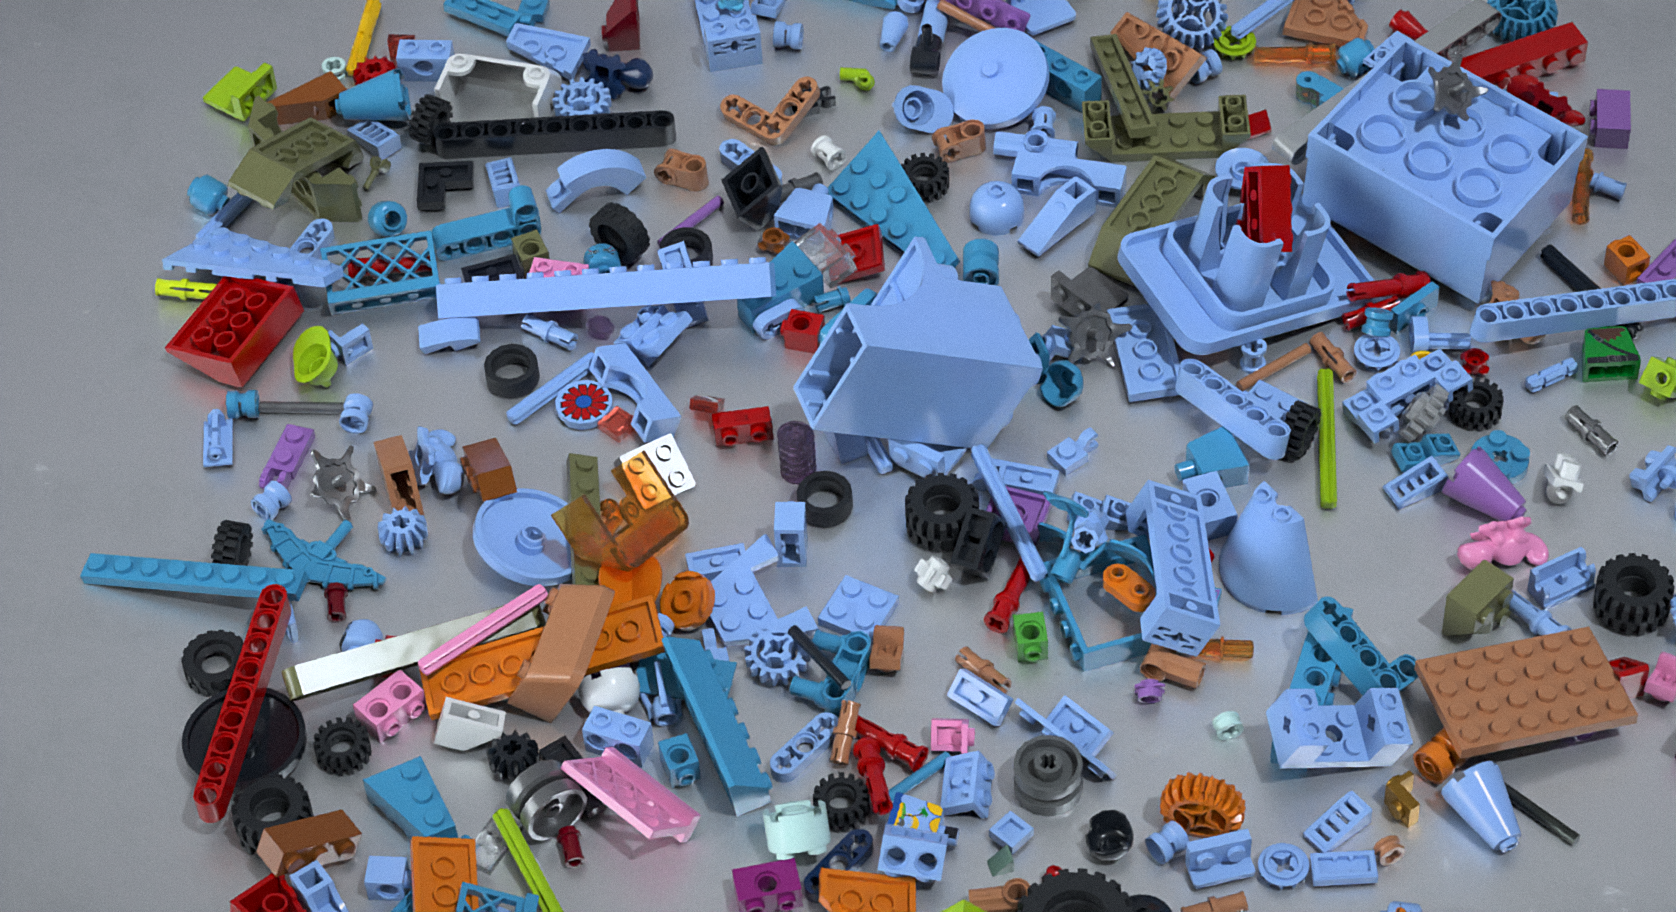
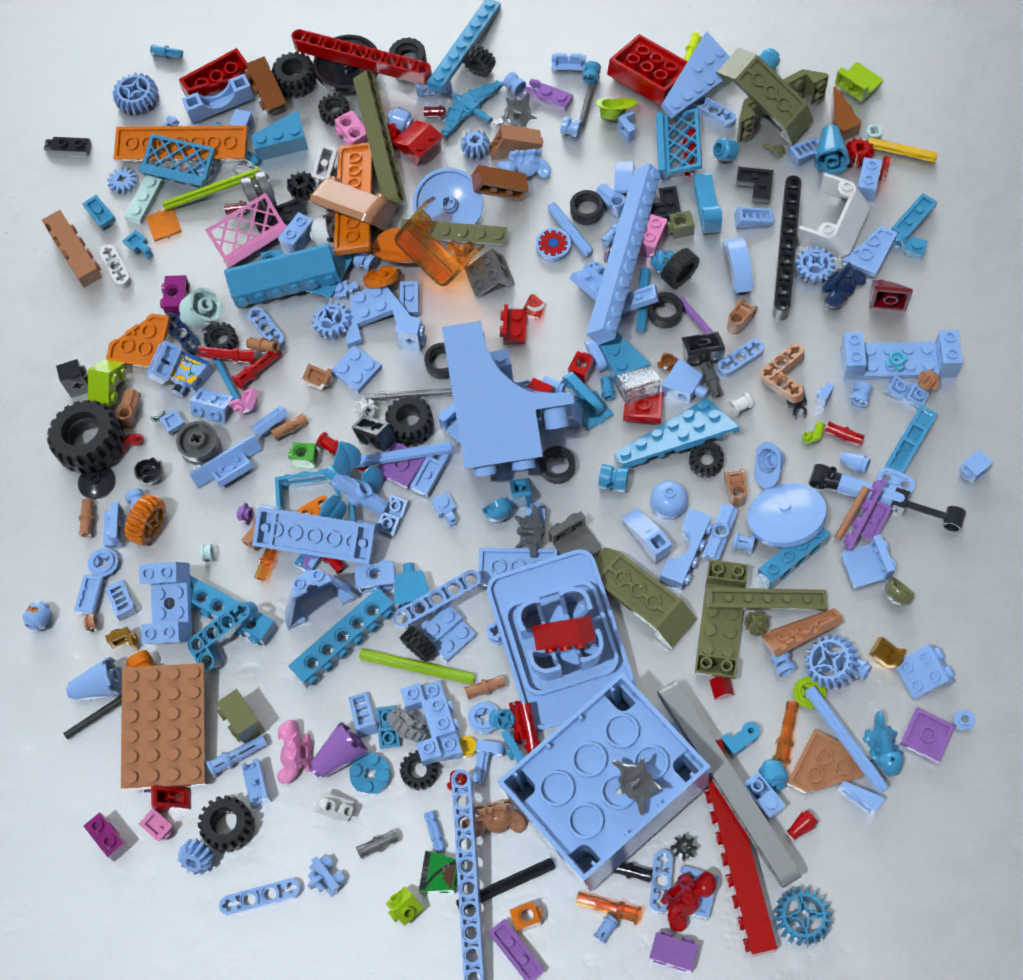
camera: 105 degrees right, 15 degrees up
(407, 601) = (418, 141): none -> red slope
(427, 116) = (809, 174): black tyre -> none
(482, 629) = (378, 169): bright pink axle -> none
(501, 332) = (611, 199): none -> light blue piece
(616, 424) = (534, 261): clear red tile -> none
(621, 370) = (528, 275): light blue arch -> none
(796, 67) = (824, 394): none -> light blue plate
(819, 657) = (312, 334): black bar -> none
(851, 46) = (844, 433): none -> red pin
(851, 658) = (308, 353): dark azure piece -> none
(899, 560) = (384, 396): none -> flat silver bar
(1152, 58) = (785, 622): light blue gear -> none
(1235, 161) = (672, 657): light blue dish -> none
(1273, 367) = (488, 648): nougat bar -> none
(1327, 530) = (345, 627): none -> dark azure brick

